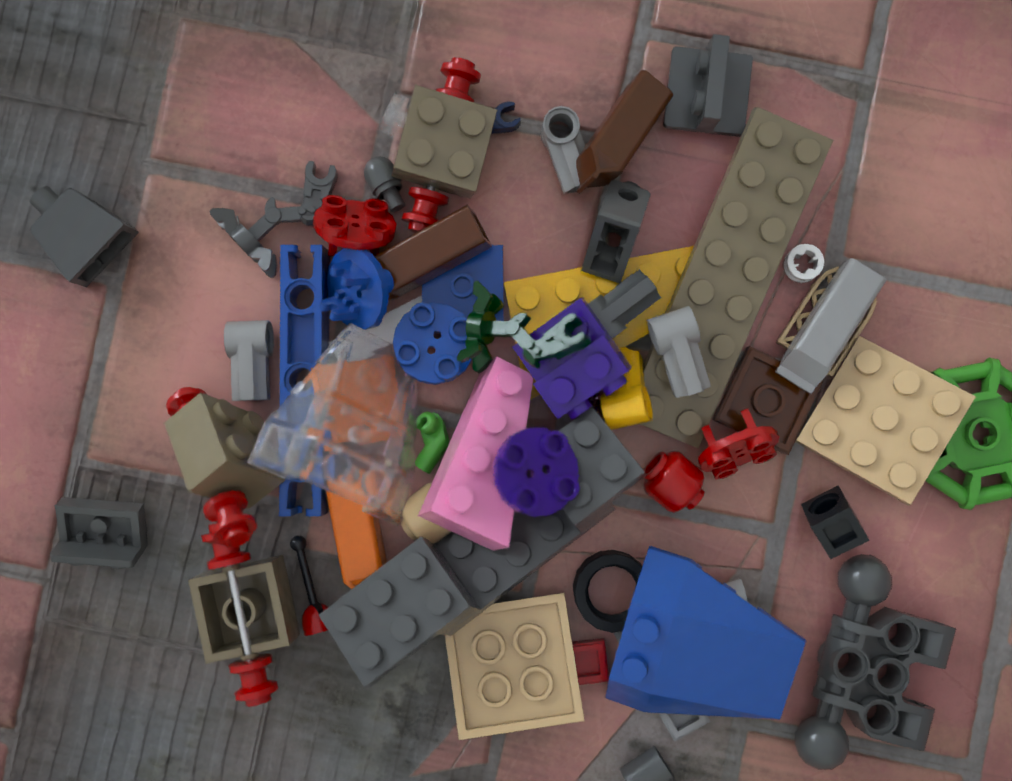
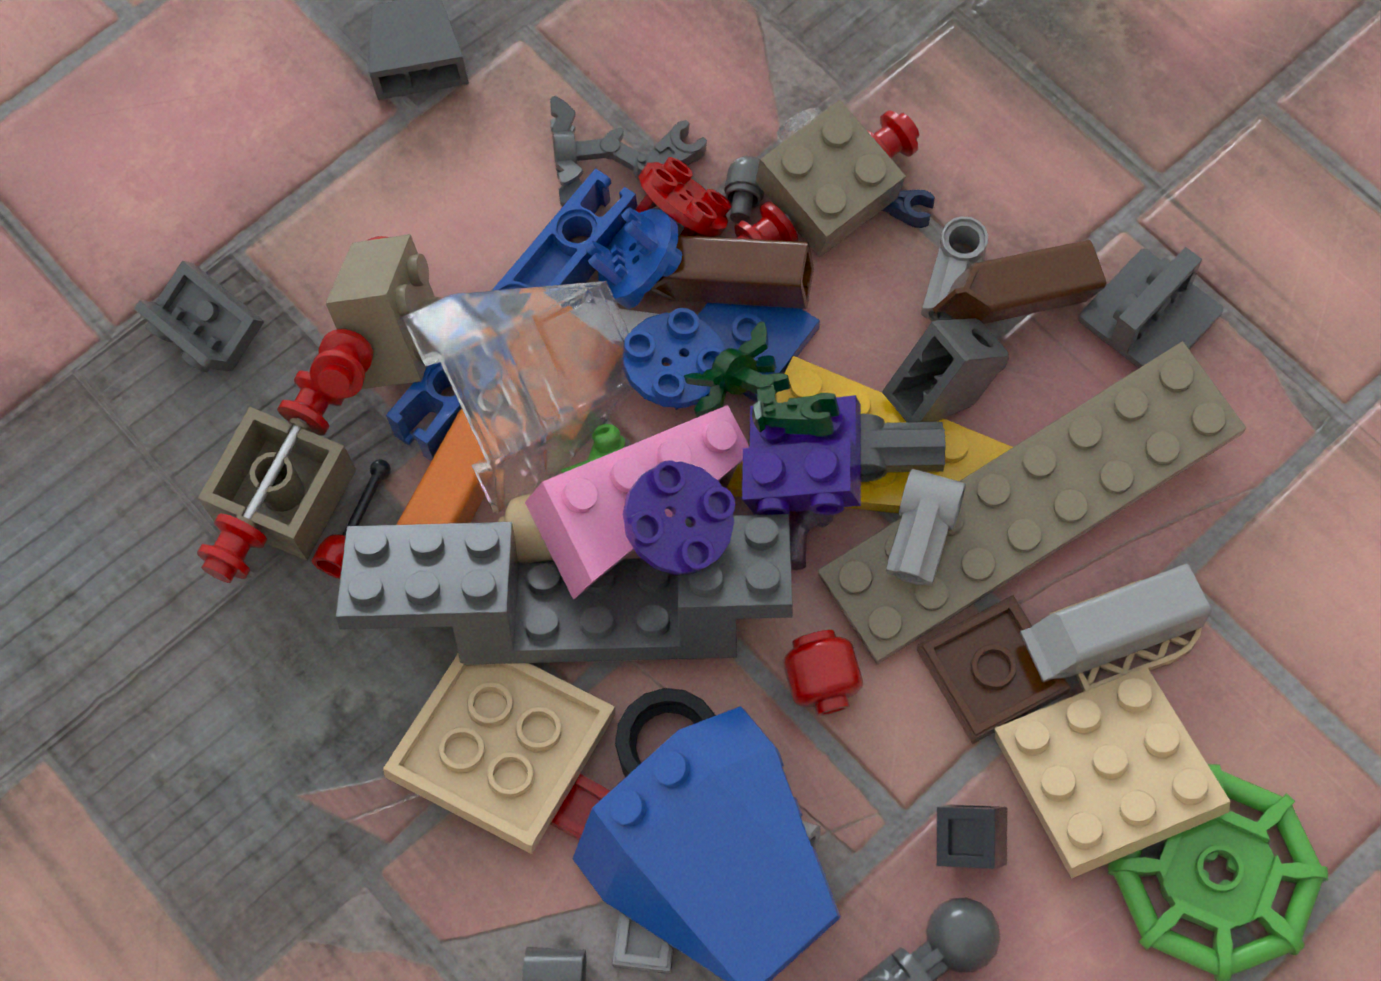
camera: 40 degrees right, 20 degrees down
(249, 347) = (485, 249): light grey piece -> none
(631, 402) = (837, 539): yellow piece -> none
(739, 448) = (918, 680): red plate -> none
(816, 258) = (1133, 567): white bush -> none

